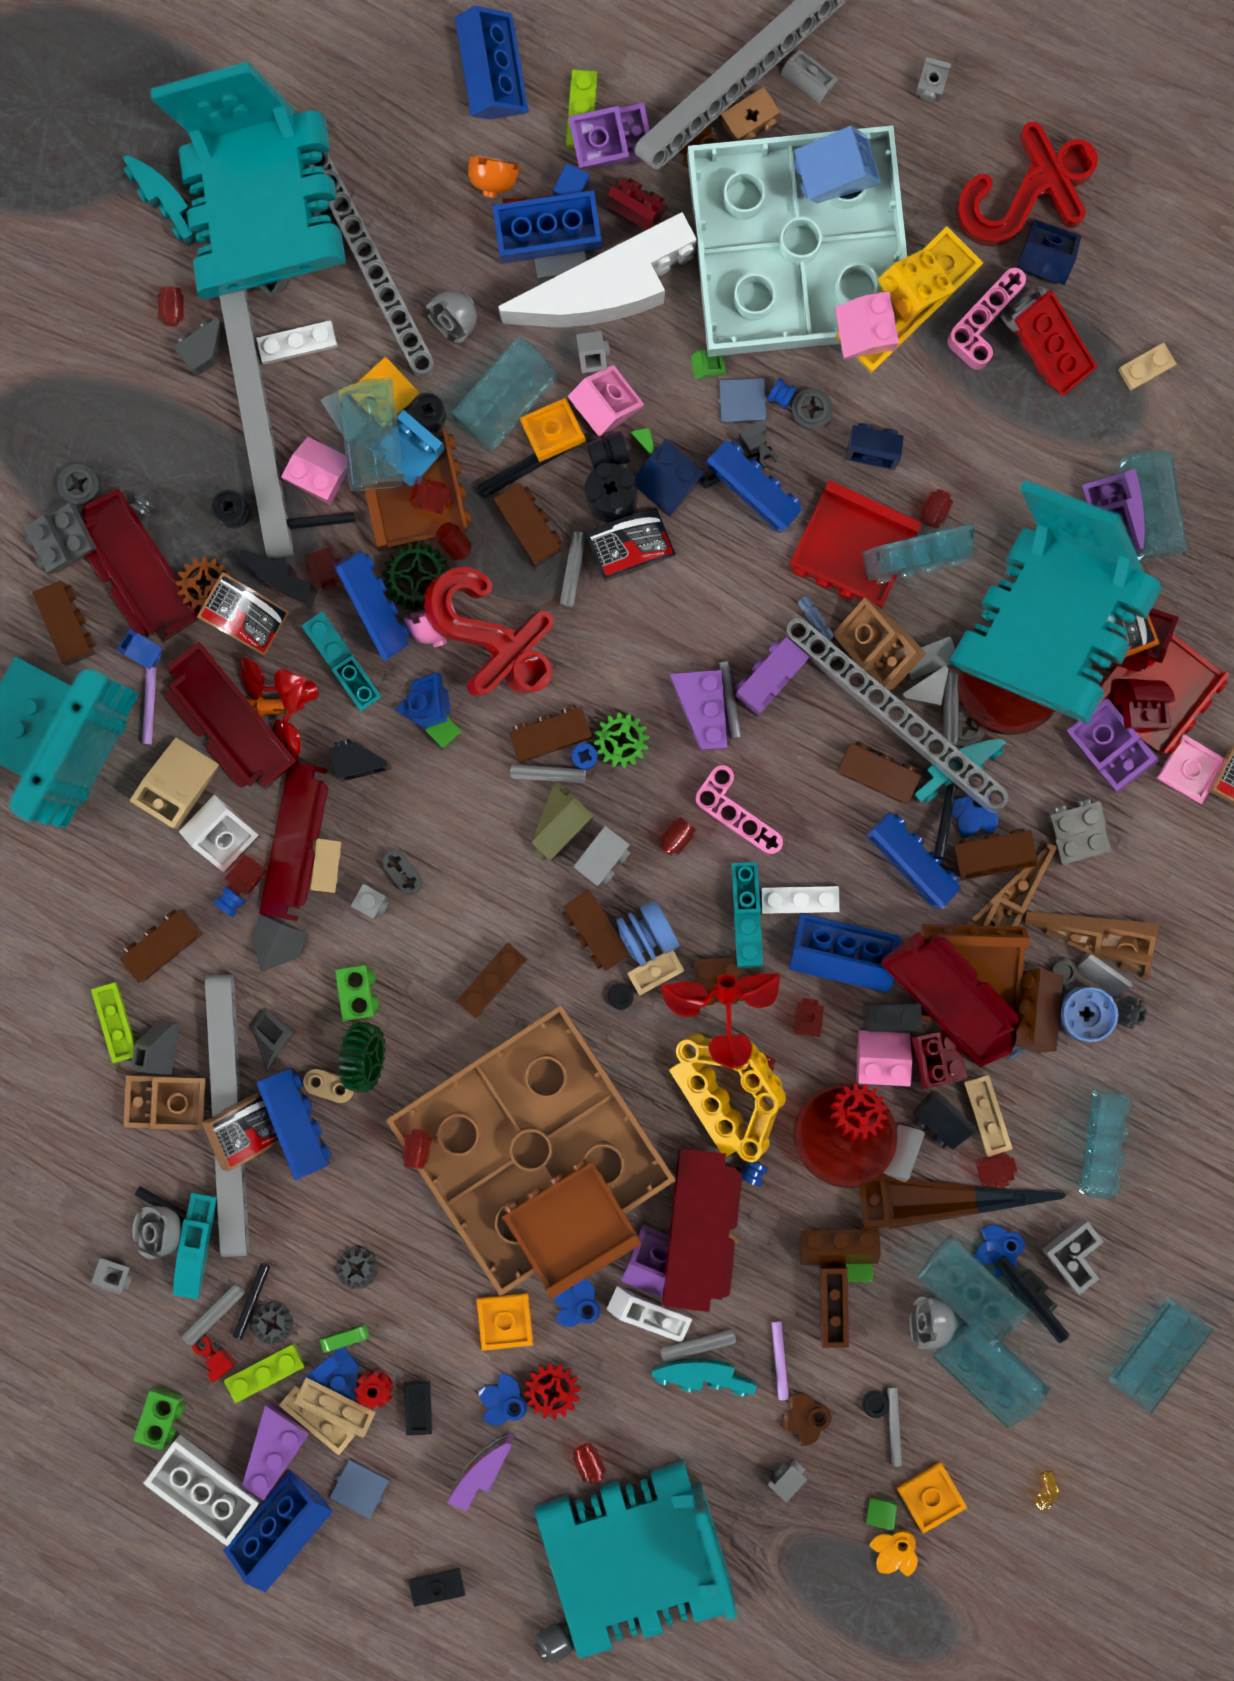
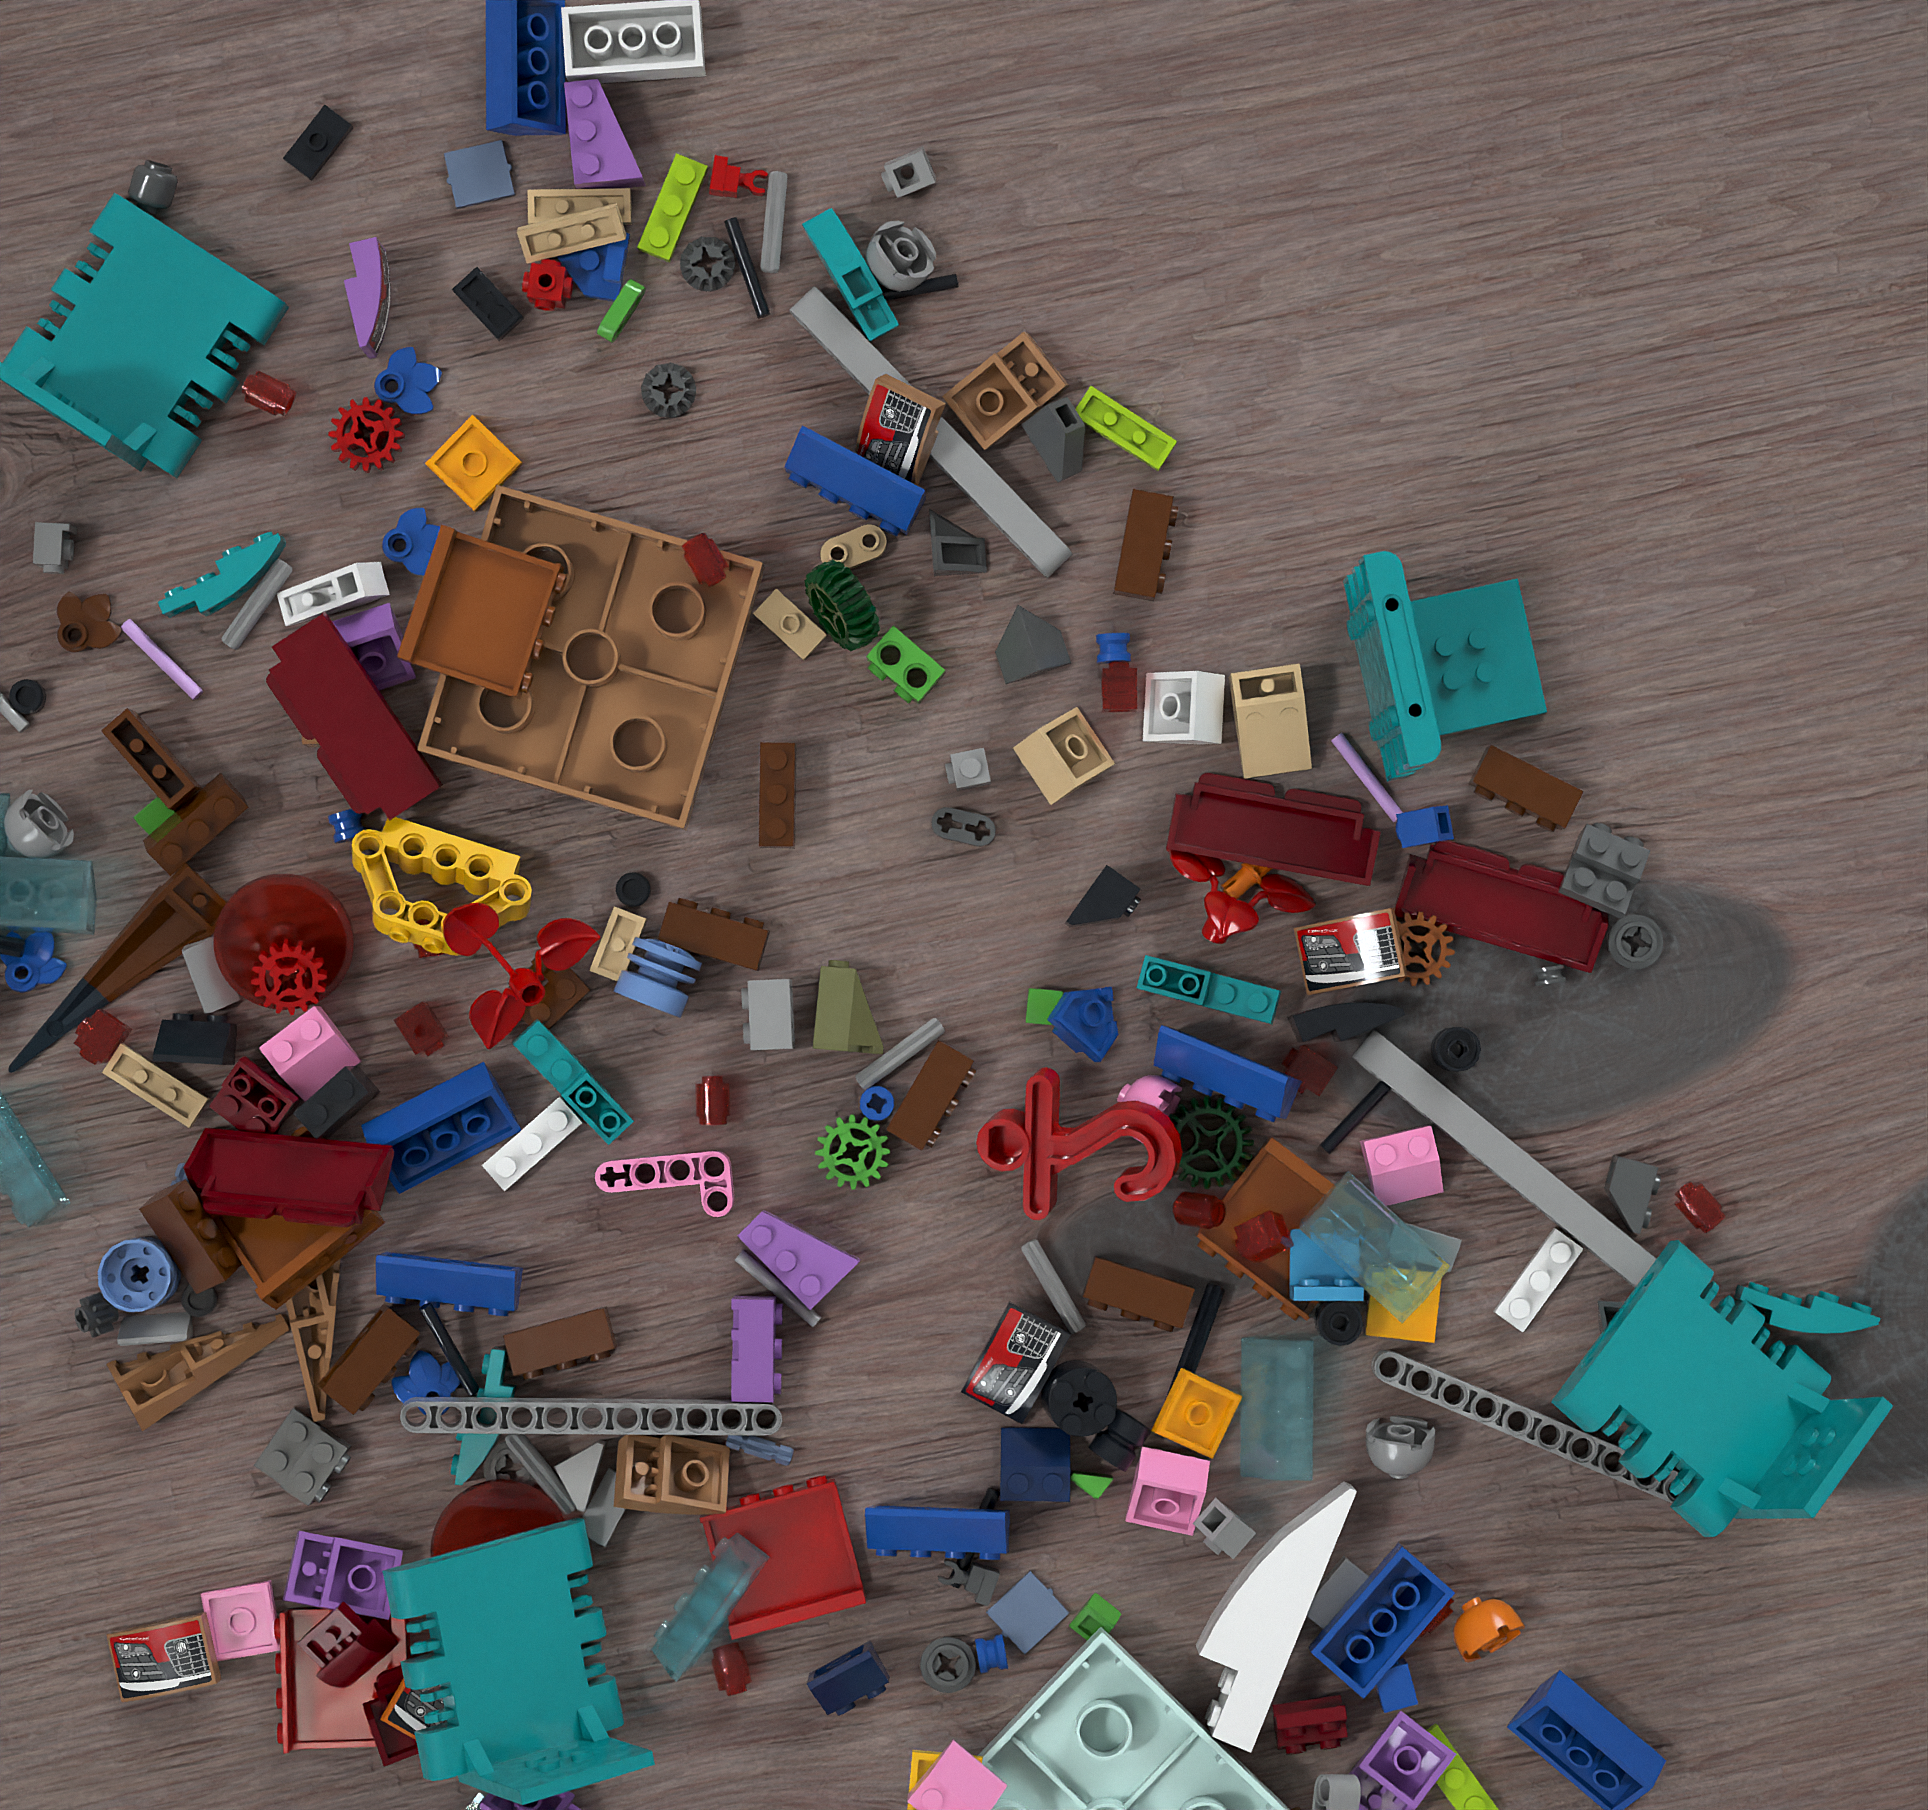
camera: 140 degrees right, 0 degrees up
(154, 1416) = (747, 72): bright green brick -> none
(292, 850) = (1104, 773): dark red slope -> none
(402, 1072) = (790, 624): none -> tan plate

